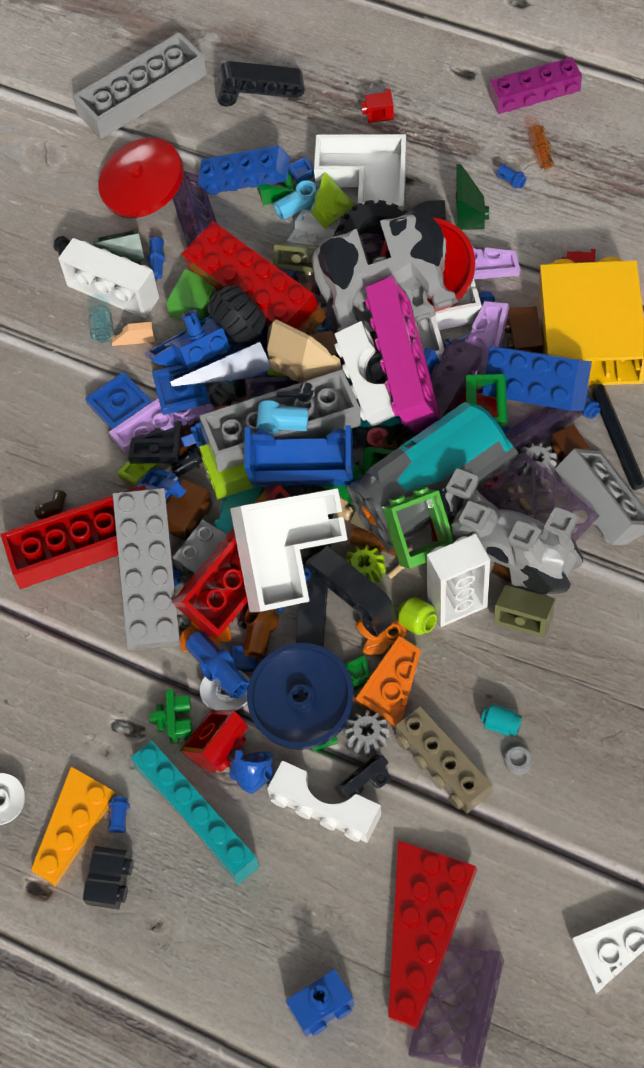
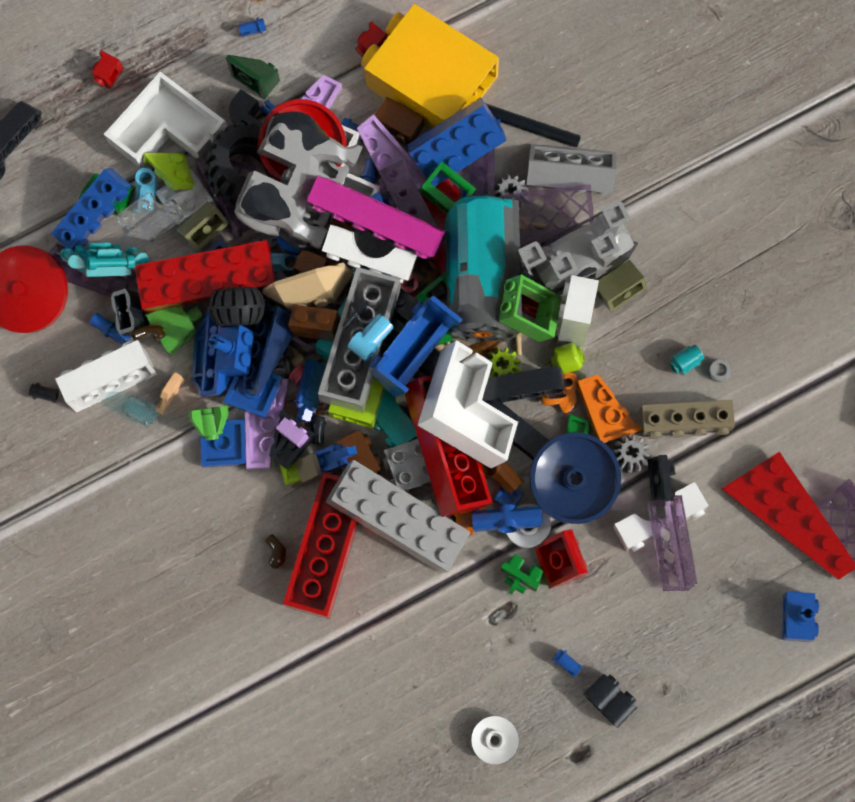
camera: 55 degrees left, 15 degrees up
(72, 822) = (546, 695): light orange wing -> none
(123, 244) = (77, 346): slope -> none
(125, 373) = (209, 421): none -> bright green brick
(143, 475) = (308, 468): none -> dark tan tile
(163, 438) = (292, 432): none -> lavender piece
(170, 261) = (128, 311): none -> black brick
(170, 276) = (147, 330): none -> dark brown arm
(196, 812) = (606, 608): teal arch -> none
(204, 203) = (104, 260): none -> teal brick
(251, 770) = (602, 547): blue helmet -> none
(266, 373) = (314, 322): none -> reddish brown brick
(267, 213) = (149, 219): none -> clear panel
(301, 170) = (119, 164): blue tile -> none
(304, 829) = (678, 539): none -> clear purple fence
(316, 318) = (279, 261): clear orange pin -> none
(566, 440) = (513, 161): reddish brown brick -> none

